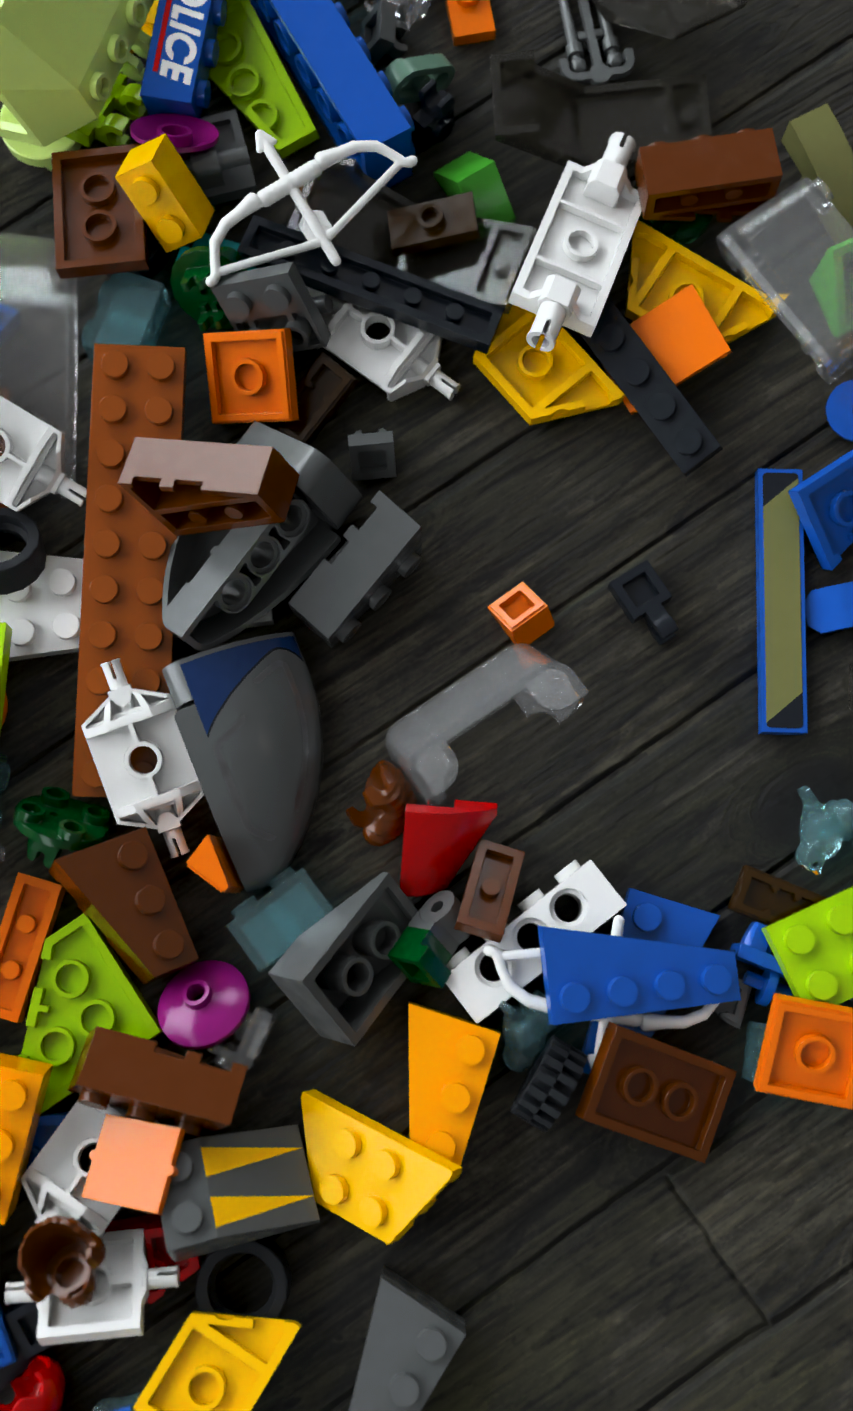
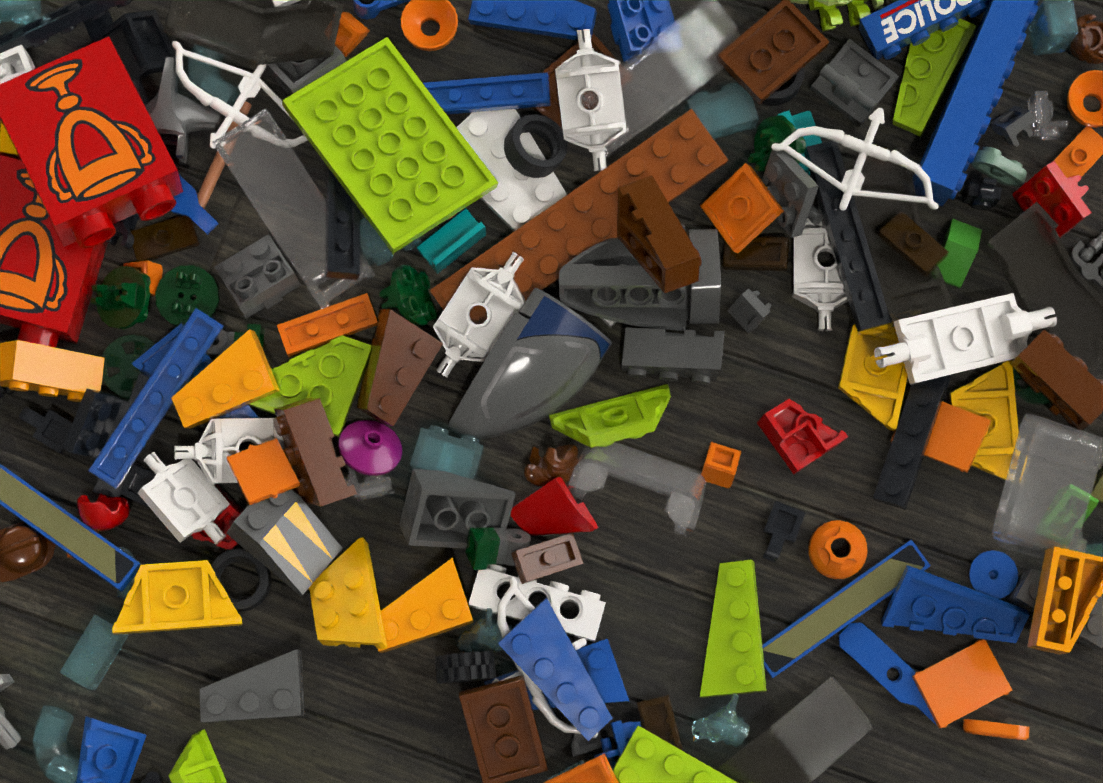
camera: 50 degrees right, 0 degrees up
(35, 728) = (452, 240): none -> teal panel
(60, 1260) = (189, 470): reddish brown hair -> none
(165, 193) = (810, 80): yellow brick -> none
(184, 131) = (852, 56): magenta dish -> none
(215, 865) = (449, 397): orange slope -> none
(382, 695) = (614, 418): none -> lime wing
(490, 31) = (1056, 195): none -> red plate
(551, 505) = (798, 435): none -> red slope
(698, 573) = (825, 561): none -> orange piece
(736, 745) = (735, 642): none -> lime wing

